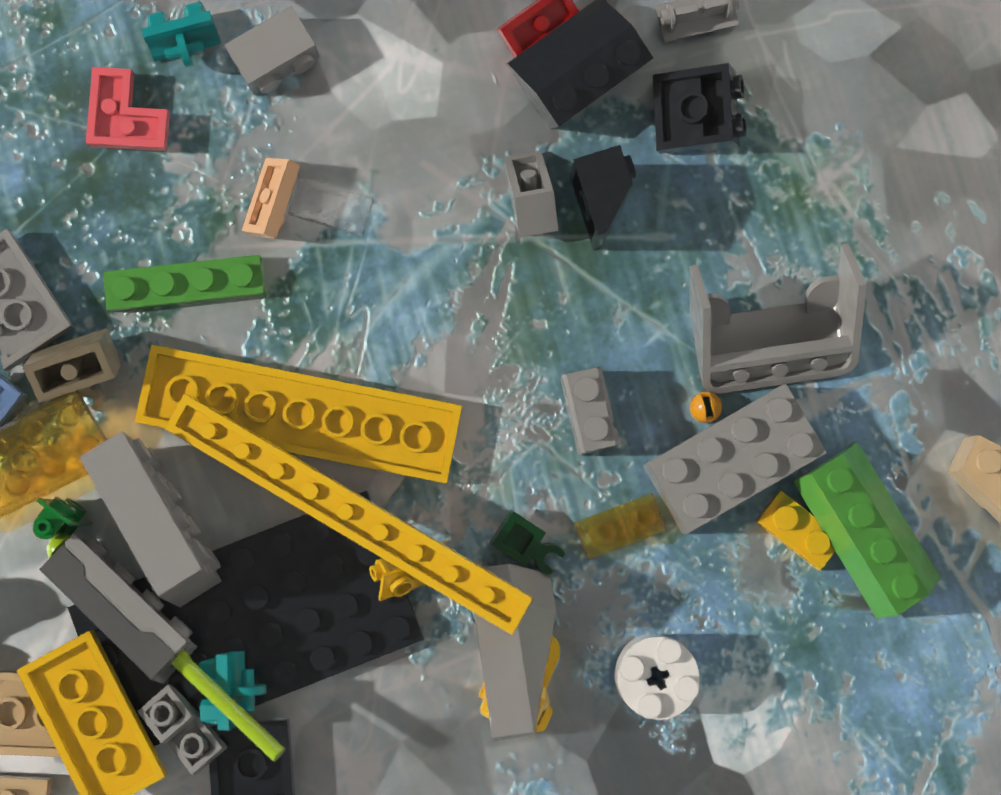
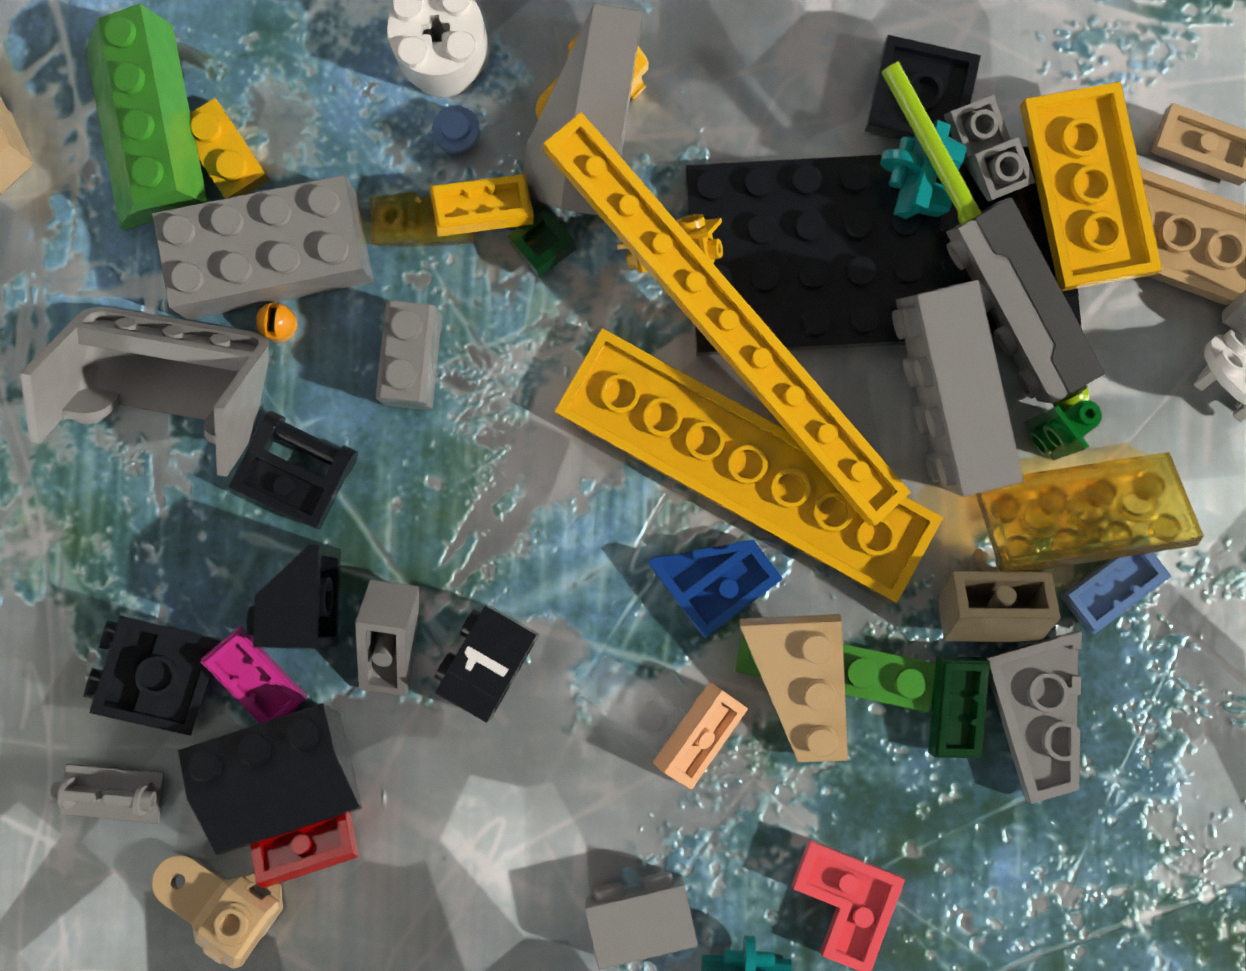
camera: 155 degrees left, 0 degrees up
(81, 283) = (958, 707): none -> dark green plate
(204, 262) = (805, 680): none -> tan wing
(295, 317) = (716, 581): none -> blue wing
(450, 199) = (485, 663): none -> black brick
(573, 548) = (481, 205): none -> yellow plate
(615, 126) = (253, 677): none -> dark pink plate
(618, 609) = (456, 129): none -> medium blue plate
(650, 283) = (285, 484): none -> black plate

